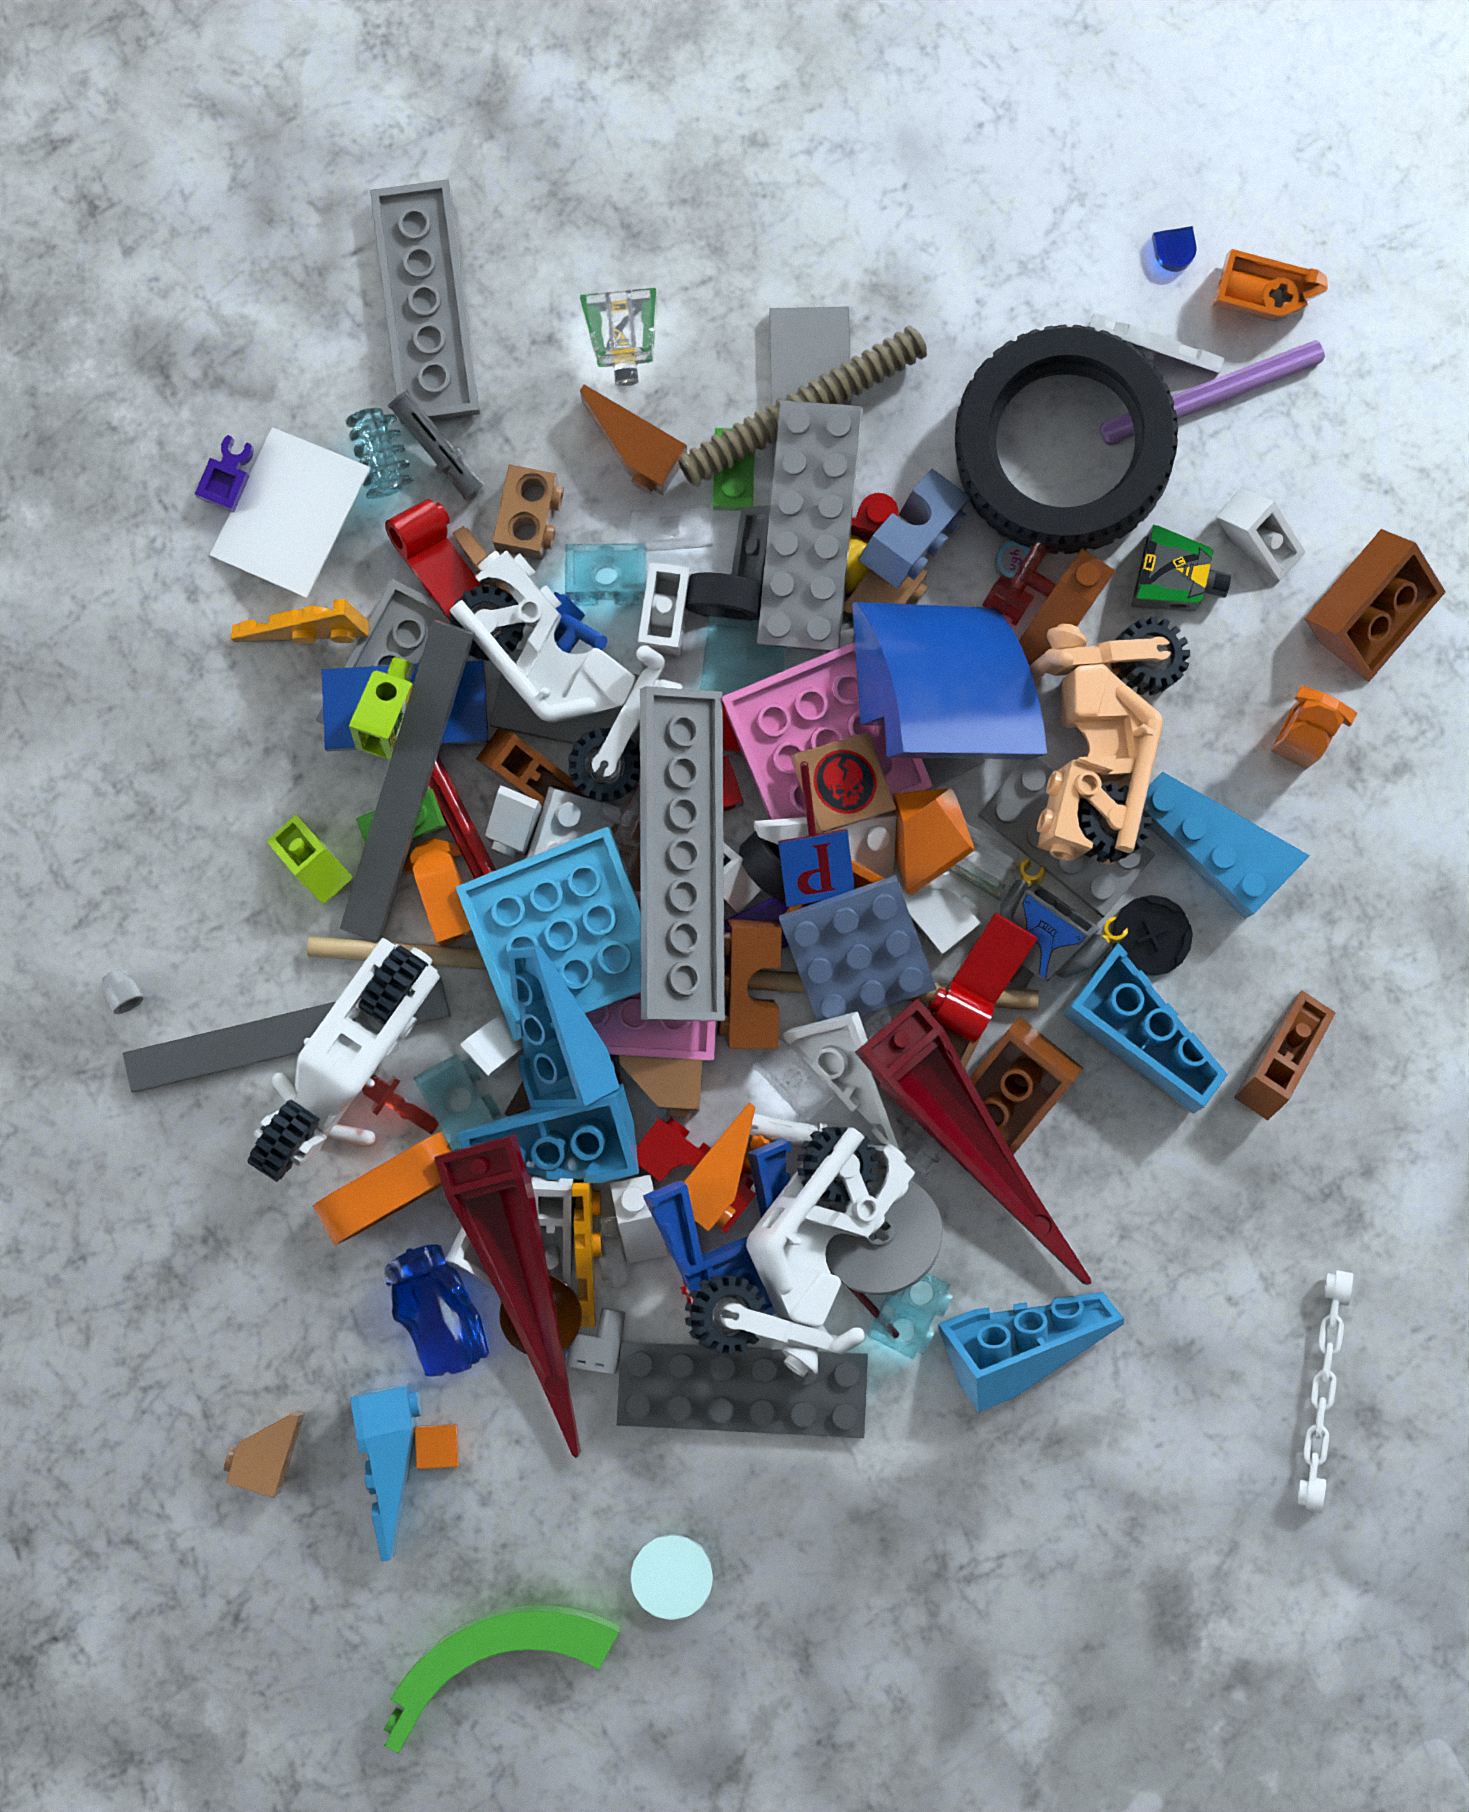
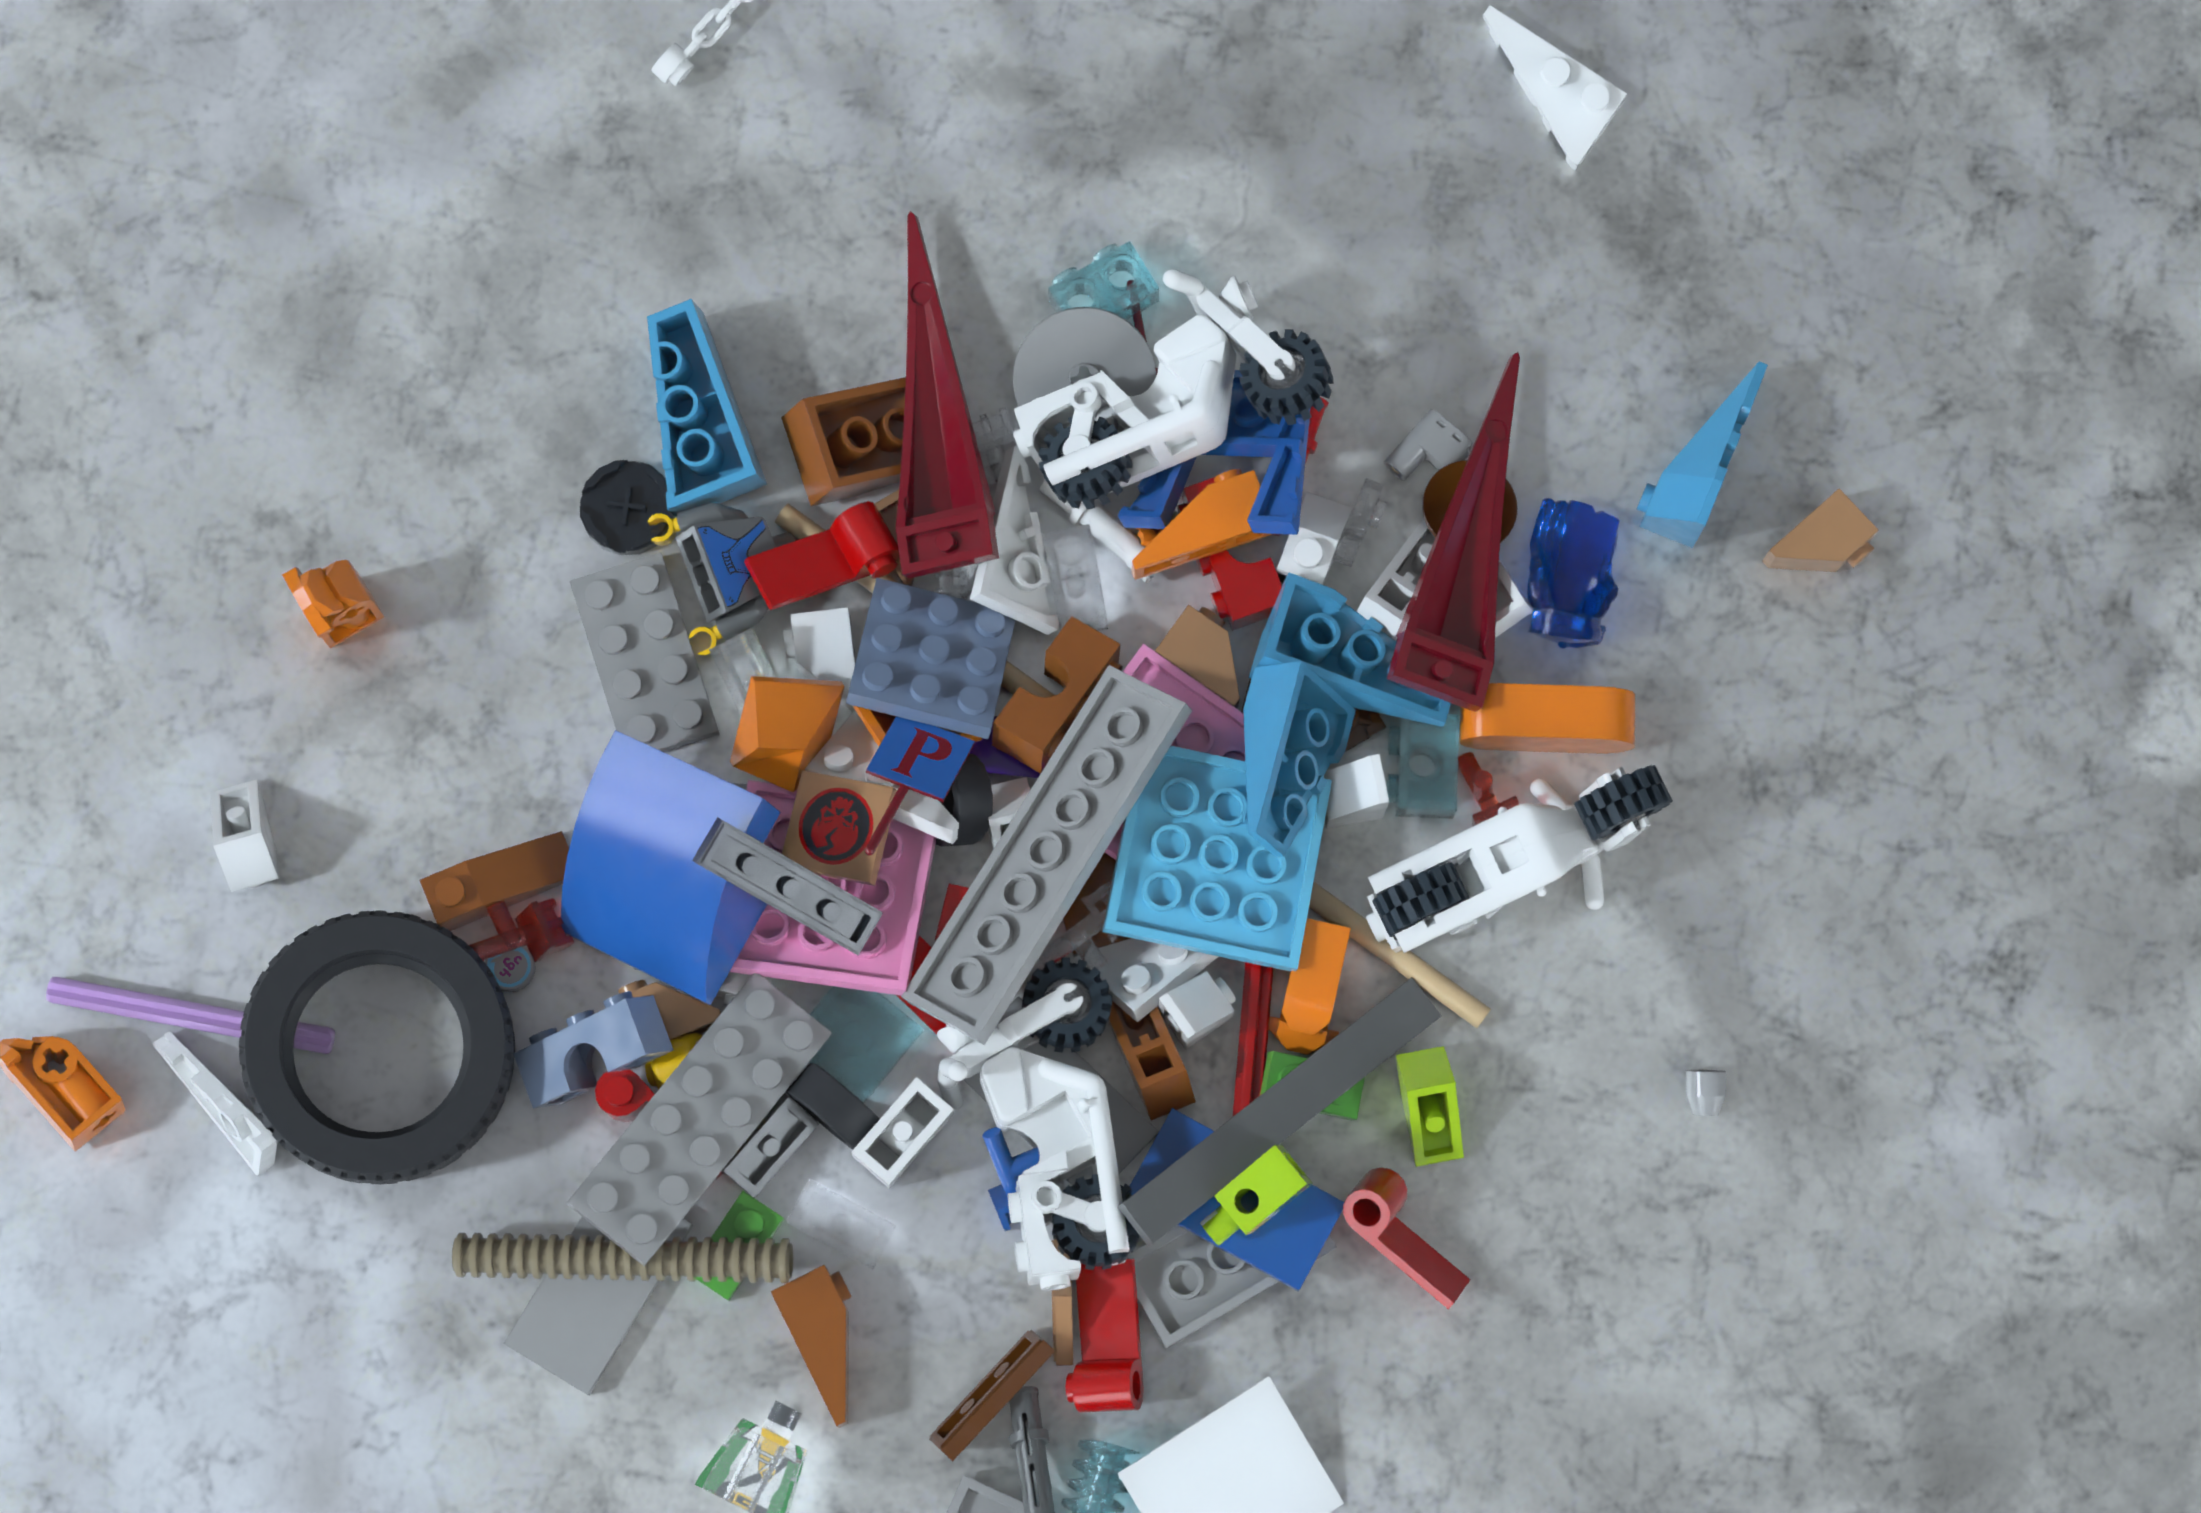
camera: 150 degrees left, 5 degrees down
(244, 1044) = (1612, 960): dark grey tile -> none
(297, 752) = (1372, 1213): none -> red door
(306, 625) = (1292, 1348): light orange wing -> none
(436, 1446) = (1648, 448): orange tile -> none
(495, 457) = (991, 1394): none -> reddish brown tile
(505, 1630) = (1703, 238): bright green arch -> none
(517, 511) = (990, 1339): medium nougat brick -> none
(584, 562) = (909, 1208): clear light blue brick -> none
(587, 1246) = (1383, 543): light orange wing -> none
(661, 1690) = (1569, 95): none -> white wing
(671, 1576) = (1492, 189): light aqua tile -> none
(740, 1391) = (1371, 354): dark grey plate -> none
(847, 706) = (787, 886): none -> tile
(1014, 1349) = (1025, 197): dark azure wedge -> none
(1119, 734) = (526, 715): light nougat piece -> none
(1175, 248) = (122, 1192): clear blue tile -> none
(1176, 573) = (357, 848): torso -> none
(1219, 845) = (499, 541): dark azure wedge -> none
(1285, 1056) = (576, 308): dark orange slope -> none
(1376, 603) = (179, 692): dark orange slope -> none

